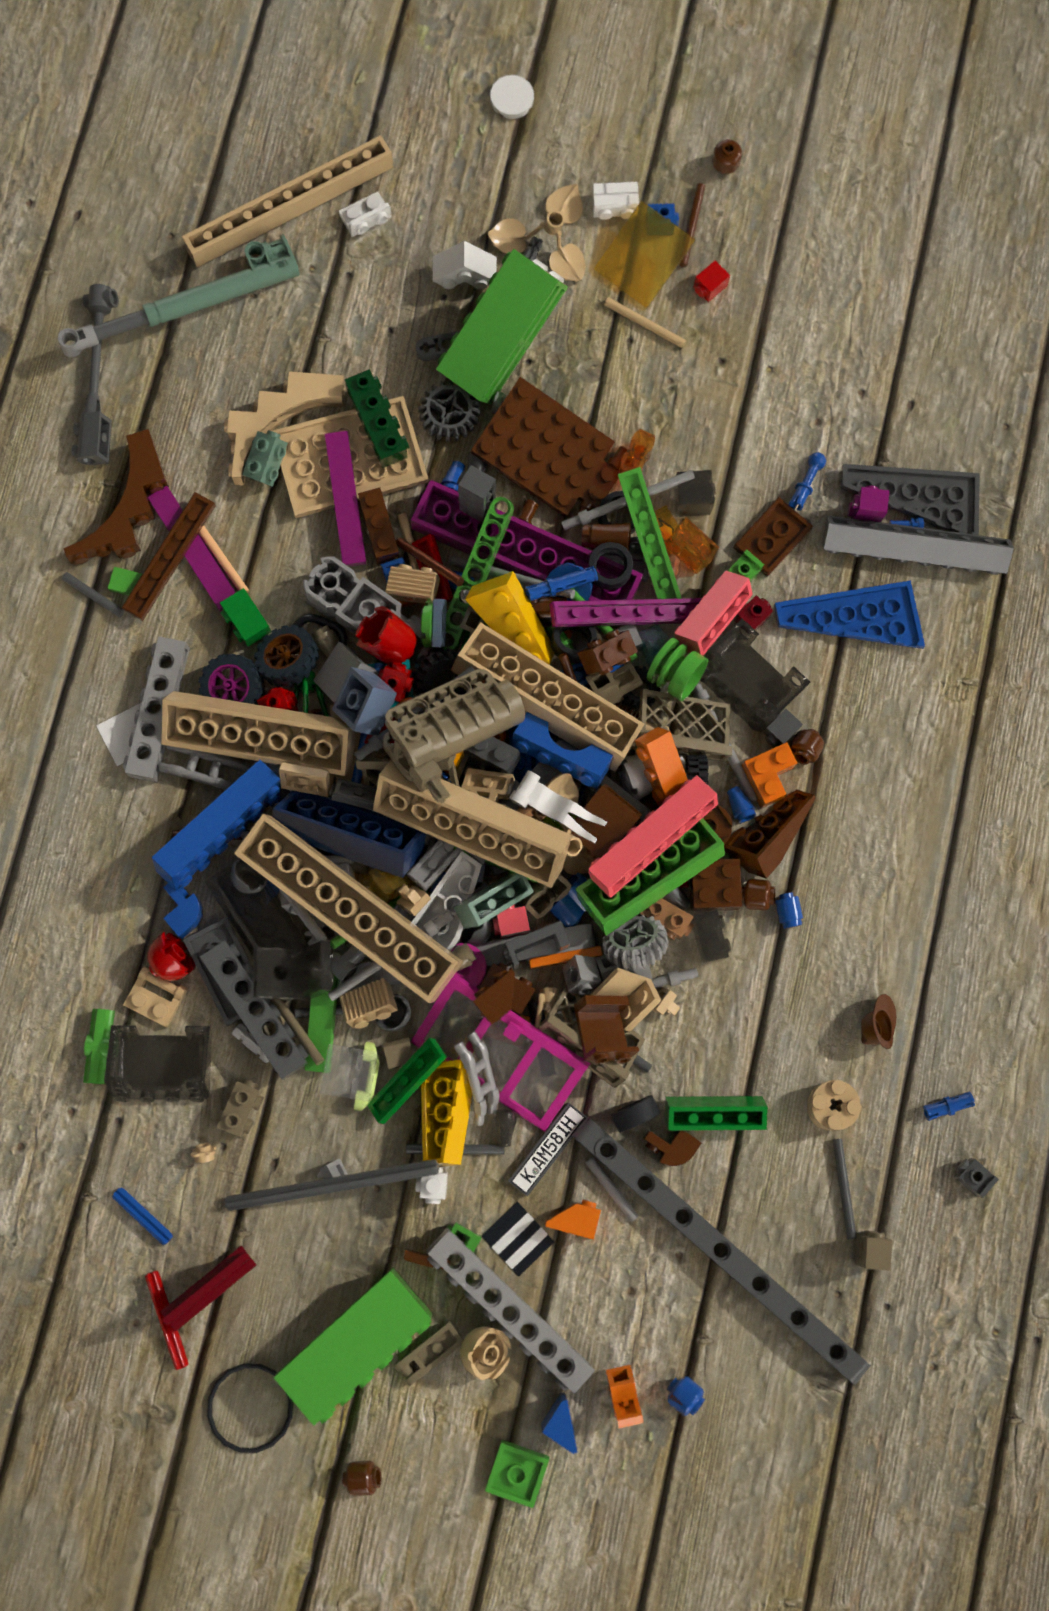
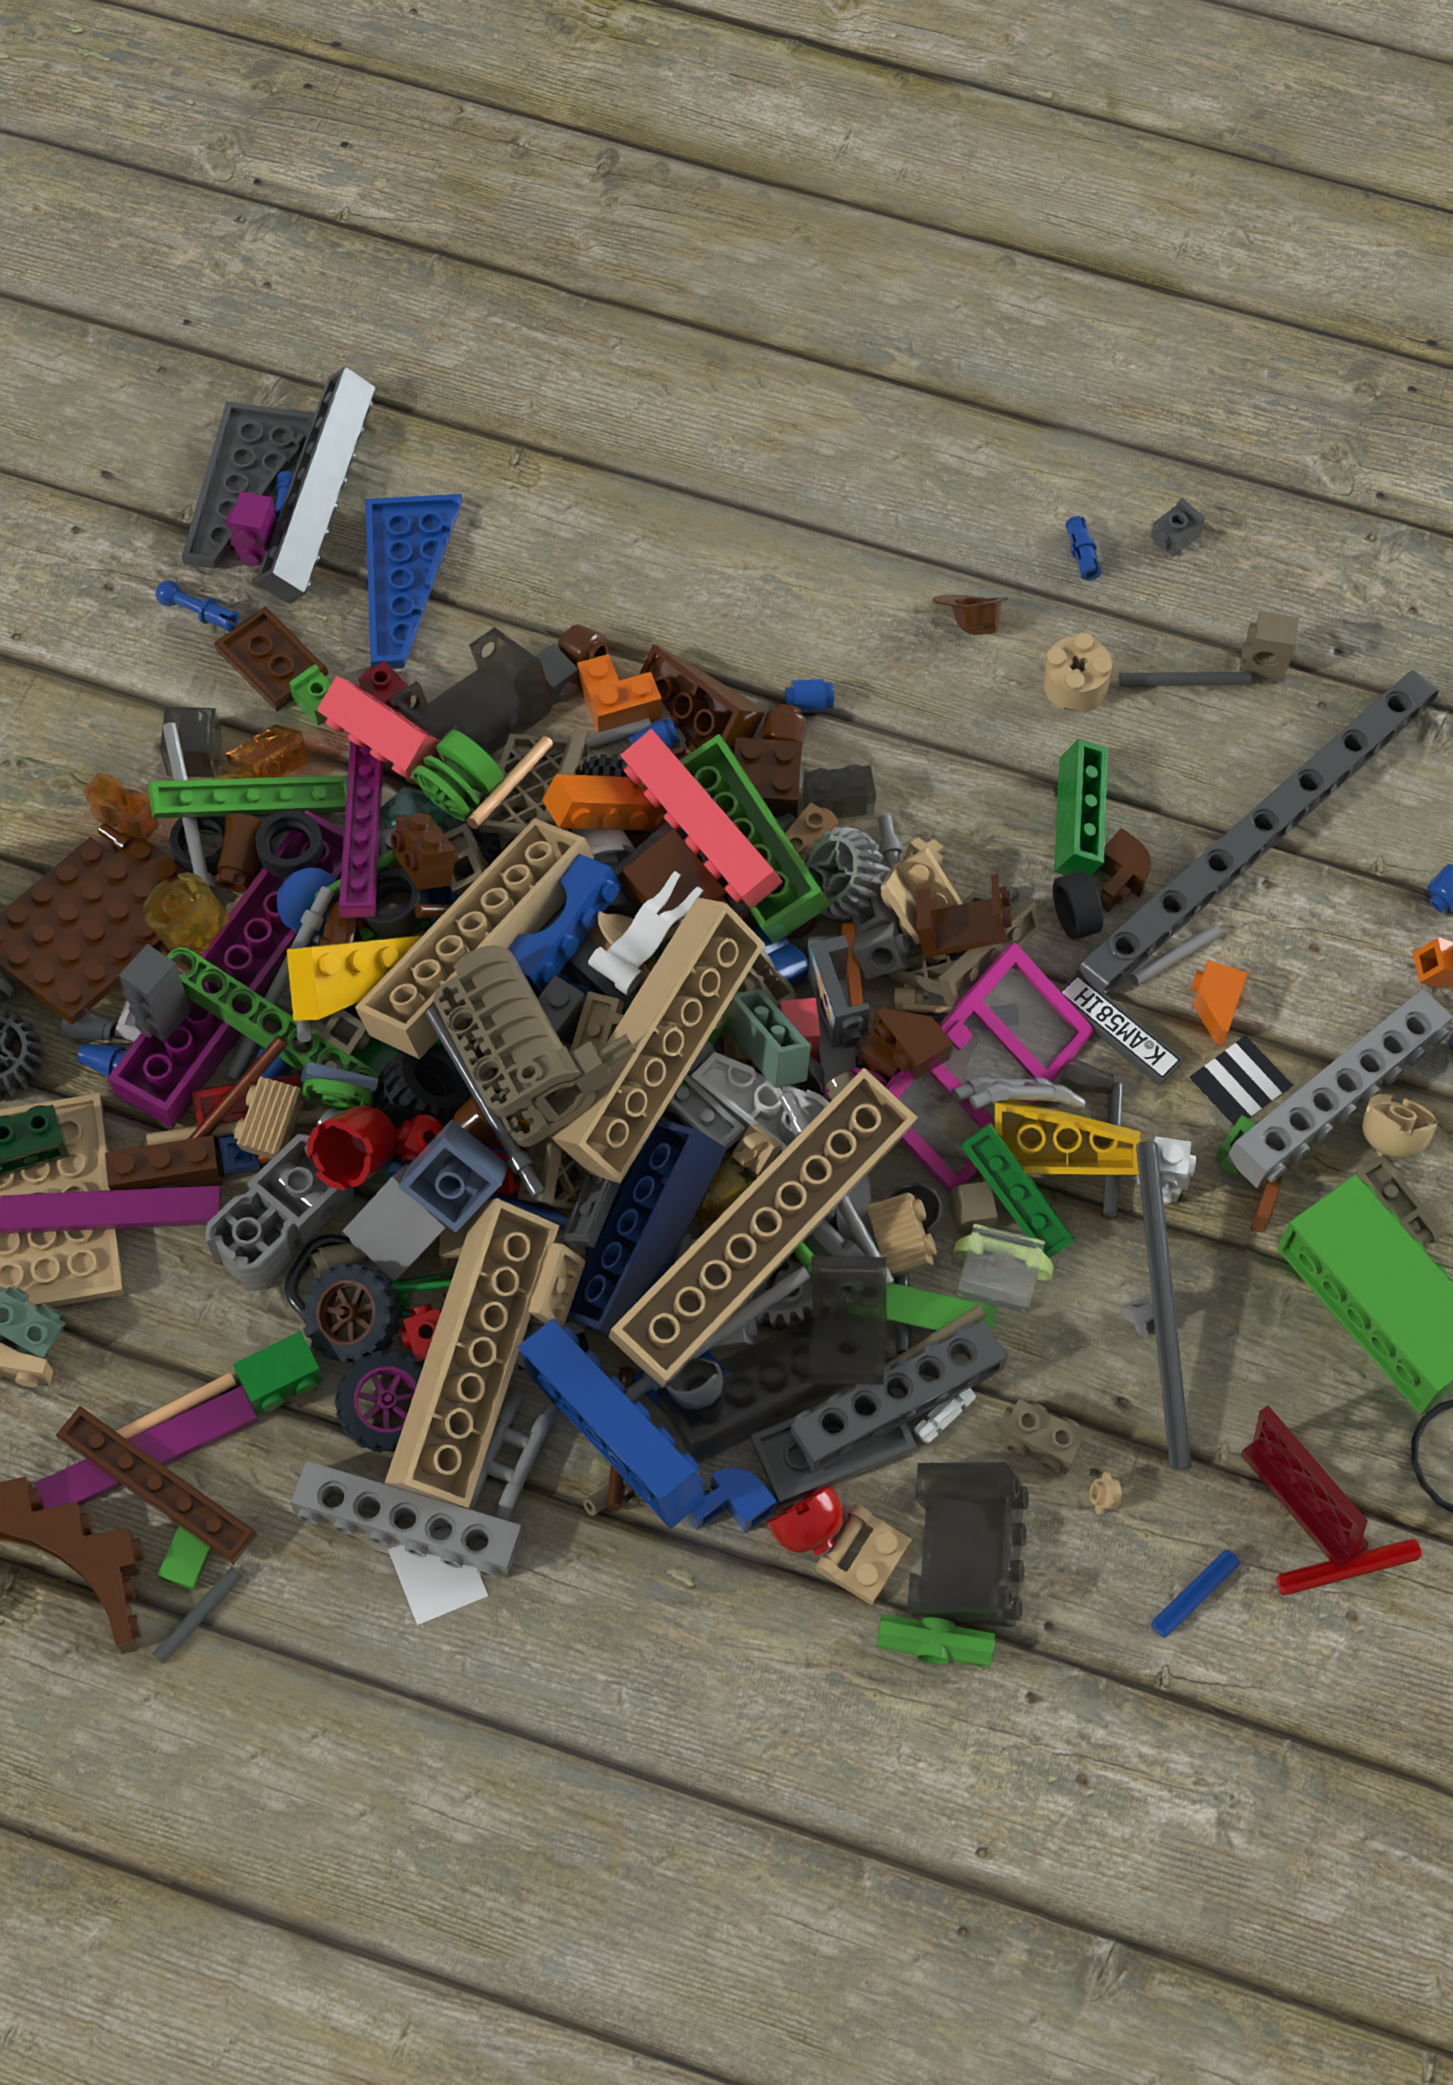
camera: 80 degrees left, 15 degrees down
(550, 507) = (185, 913): none -> clear yellow brick
(561, 583) = (313, 909): blue pin -> none
(681, 706) = (509, 782): none -> light nougat bar

